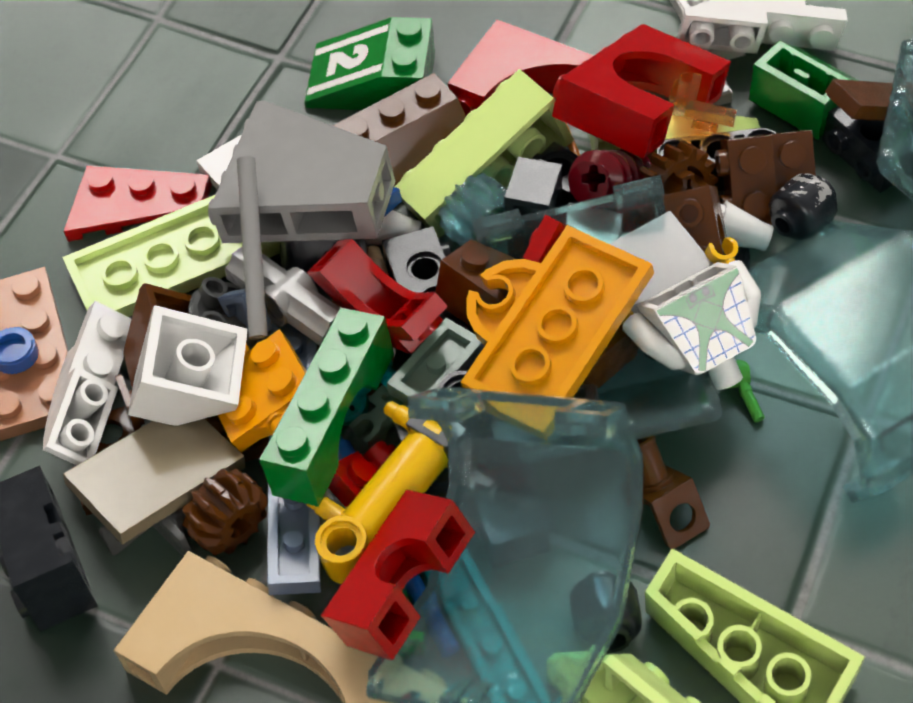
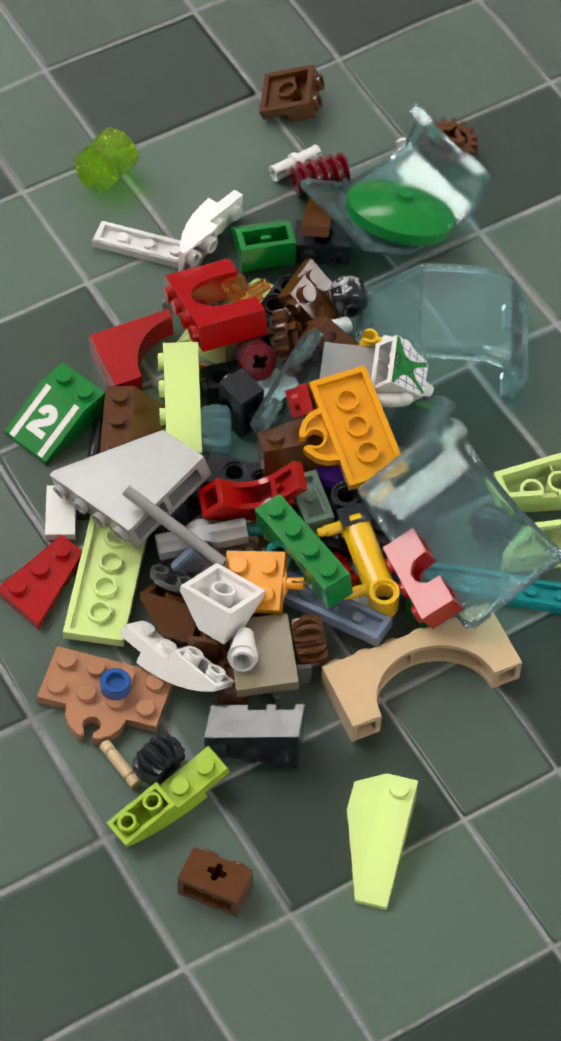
camera: 60 degrees left, 0 degrees up
(125, 439) = (243, 650): none -> white cone

